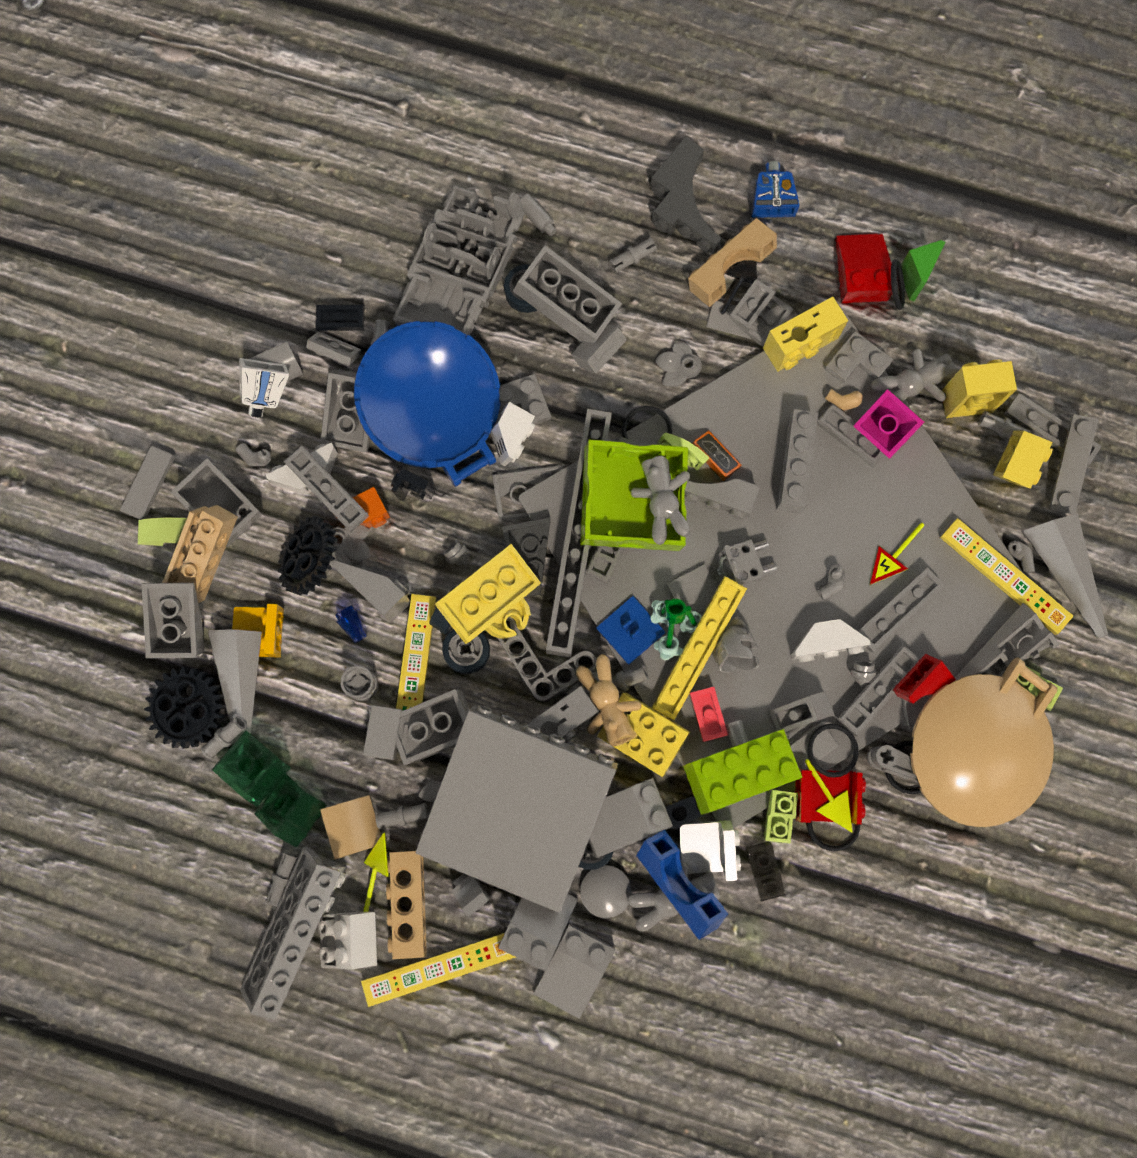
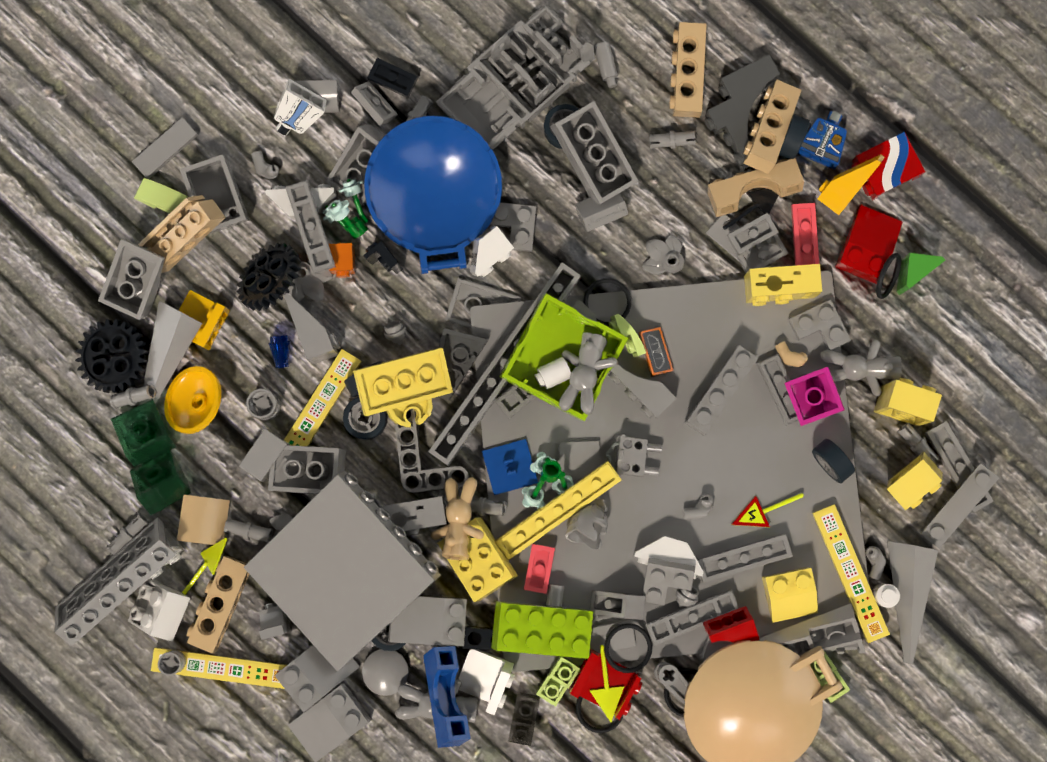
camera: 30 degrees right, 5 degrees up
(286, 712) = (192, 400): none -> yellow dish
(347, 459) = (339, 210): none -> plant
(384, 991) = (166, 662): none -> light grey wheel
(608, 153) = (696, 36): none -> tan brick
(632, 515) = (553, 373): none -> white brick
(721, 199) = (785, 98): none -> tan brick
(744, 200) = (794, 137): none -> black wheel
(798, 282) = (805, 234): none -> coral plate
(815, 223) = (844, 186): none -> yellow slope
(832, 660) = (665, 574): none -> light grey plate
(843, 188) = (896, 168): none -> panel
(937, 476) = (833, 460): none -> black wheel
(961, 622) = (791, 594): none -> light yellow slope
(1051, 580) = (886, 595): none -> white brick

